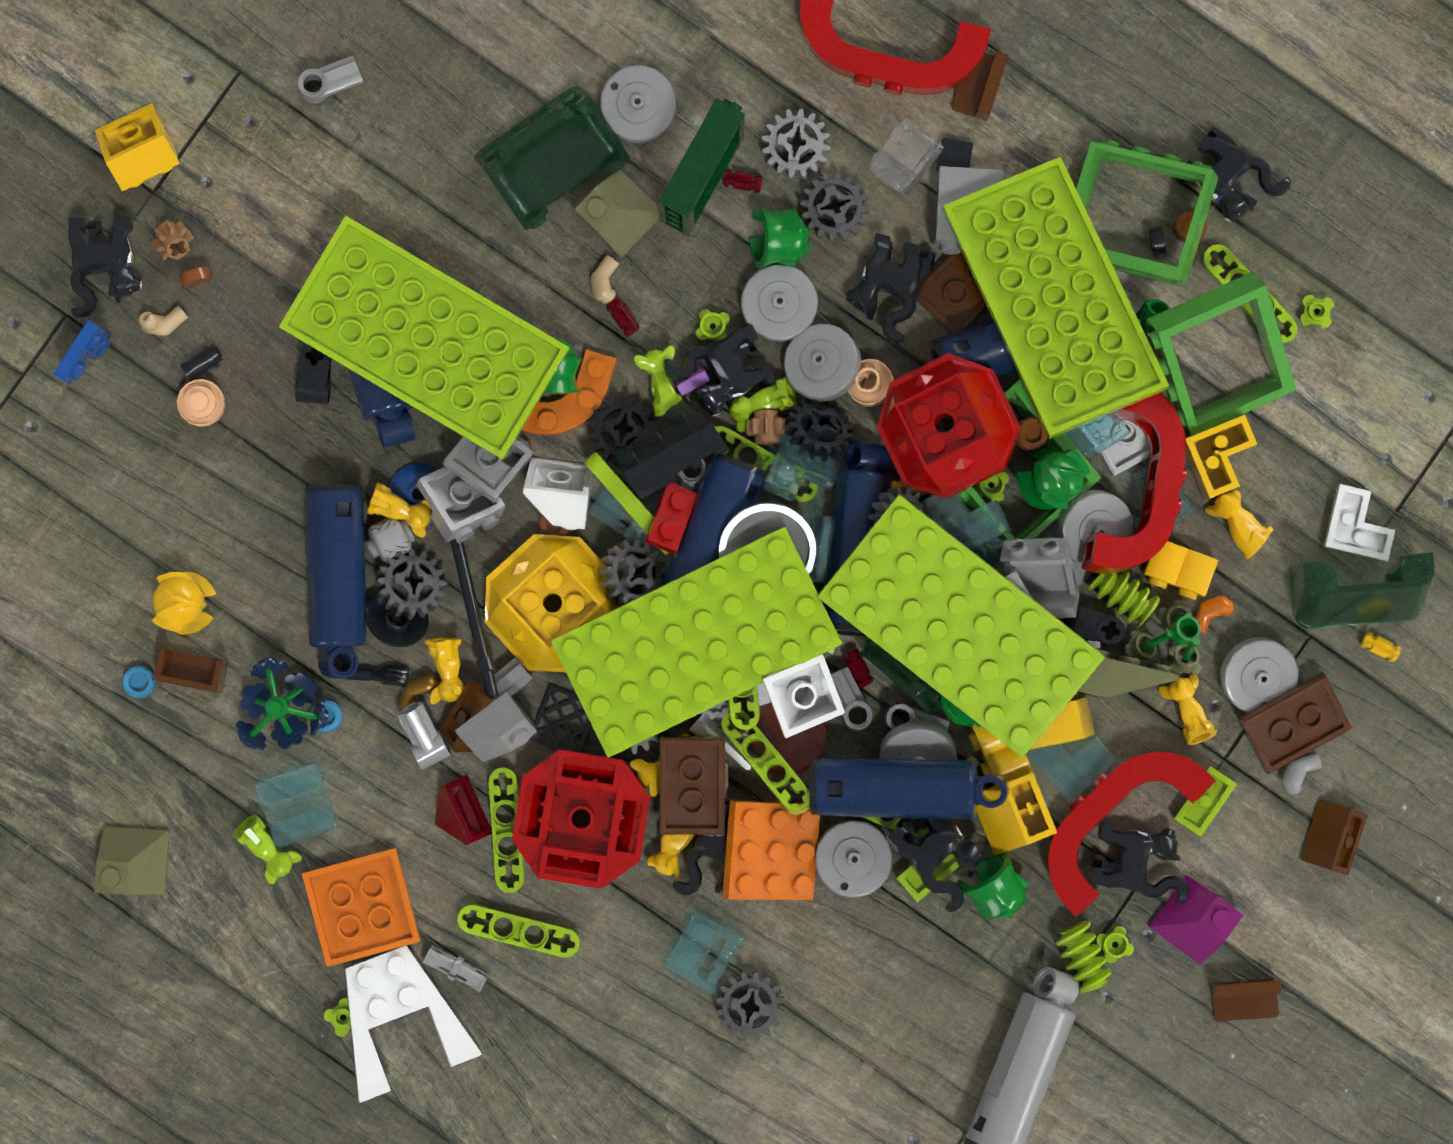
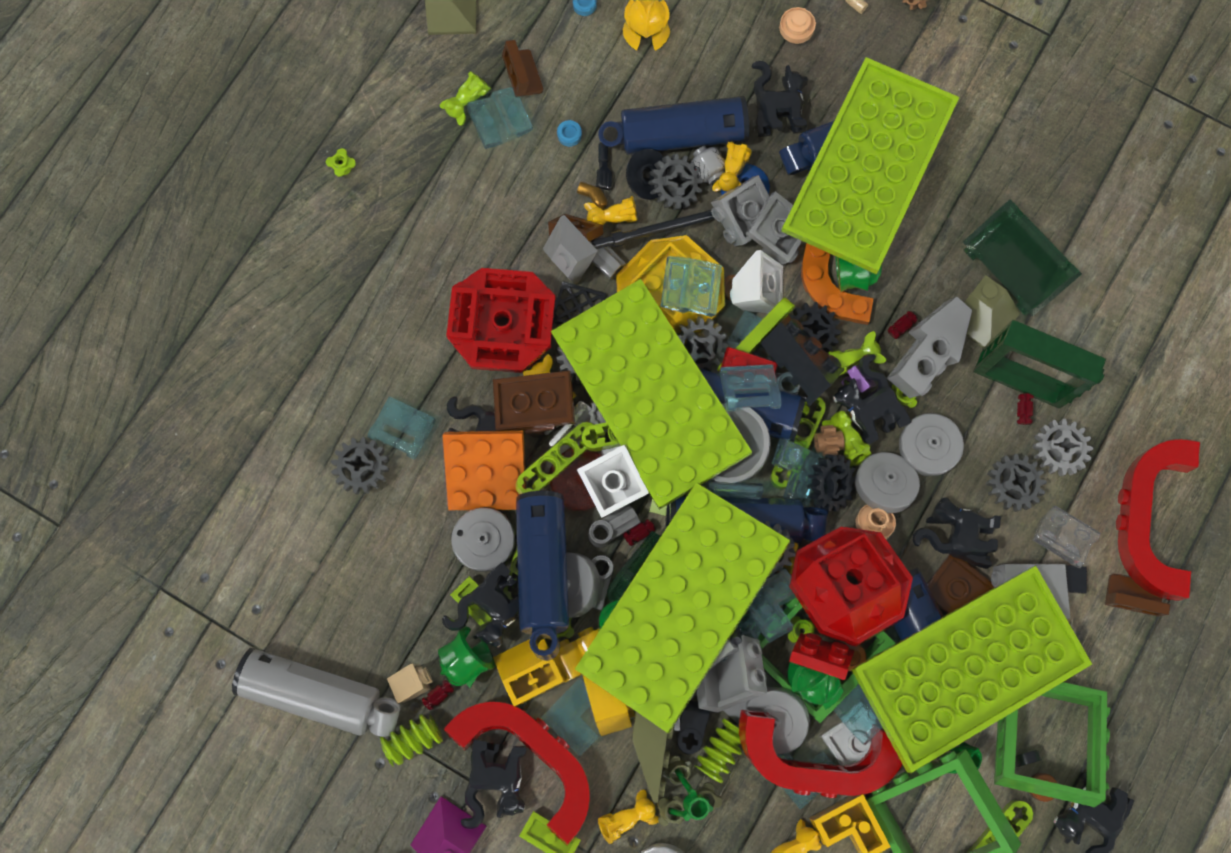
camera: 90 degrees right, 10 degrees down
(190, 670) = (595, 33): reddish brown panel -> none
(195, 277) = (891, 13): dark orange tile -> none
(202, 362) = (828, 24): black pin -> none
(234, 772) = (521, 70): none -> reddish brown panel
(265, 701) = (574, 87): dark blue plant -> none
(312, 442) = (779, 104): none -> black animal
(313, 381) = (825, 100): black piece -> none
(334, 79) = (1056, 94): light grey piece -> none
(361, 907) = (425, 168): orange plate -> none
(388, 990) = (362, 192): white wing -> none
(426, 742) = (554, 203): light grey piece -> none
(455, 968) = (381, 240): light grey pin -> none
(460, 812) = (502, 235): dark red slope -> none
(502, 830) = (490, 262): lime beam -> none
(520, 925) = (415, 285): lime beam -> none
(564, 578) = (691, 285): none -> clear light blue slope
(600, 280) = (925, 305): tan arm -> none
(636, 270) = (947, 331): none -> light grey brick
(638, 103) = (1075, 319): light grey wheel -> none
(667, 859) = (473, 391): yellow animal -> none
(693, 520) = (750, 380): none -> clear light blue plate
(783, 239) = (985, 440): green helmet -> none
(1018, 954) = (410, 682): none -> tan slope
(1031, 470) = (822, 655): none -> red plate
(1033, 924) = (437, 695): none -> dark red piece
(1123, 948) = (431, 769): lime plate -> none
(1182, 569) = (748, 800): yellow brick -> none
(1213, 608) = (716, 831): orange arm -> none

